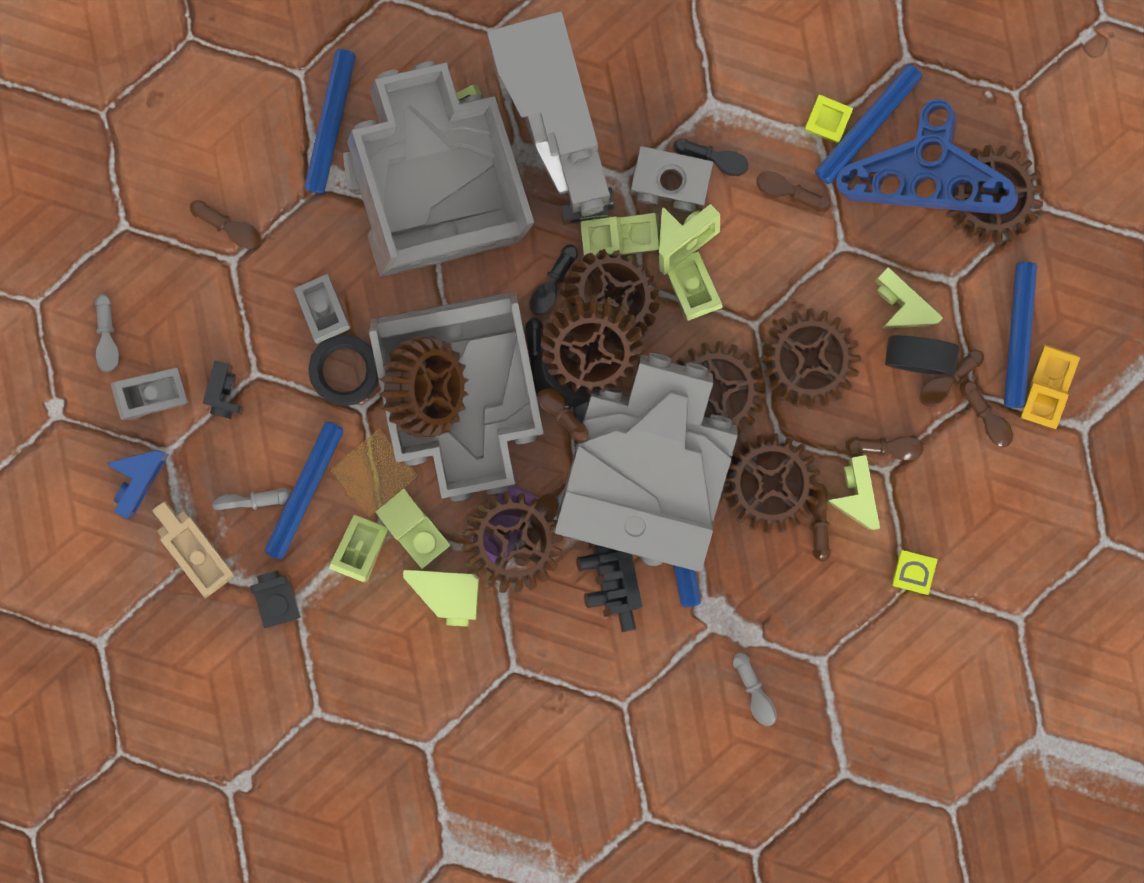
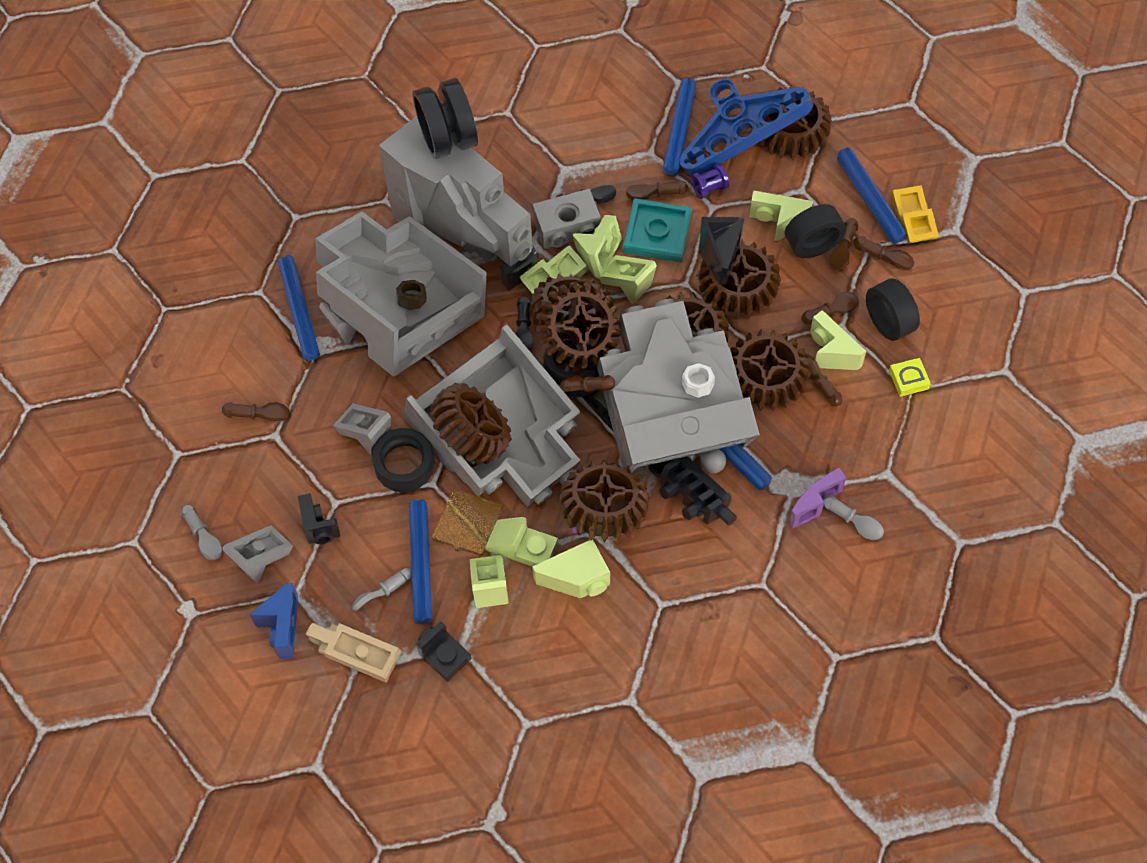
camera: 30 degrees left, 25 degrees down
(448, 191) = (411, 294): none -> dark brown tile
(564, 59) = (445, 118): none -> black wheel
(670, 486) = (698, 380): none -> white tile
(719, 654) = (811, 502): none -> medium lavender slope
(764, 243) = (657, 230): none -> teal tile
(801, 327) = (720, 243): none -> black slope
(828, 119) = (650, 137): neon yellow tile -> none
(855, 218) = (710, 181): none -> dark purple bush
(940, 495) = (892, 309): none -> black tyre

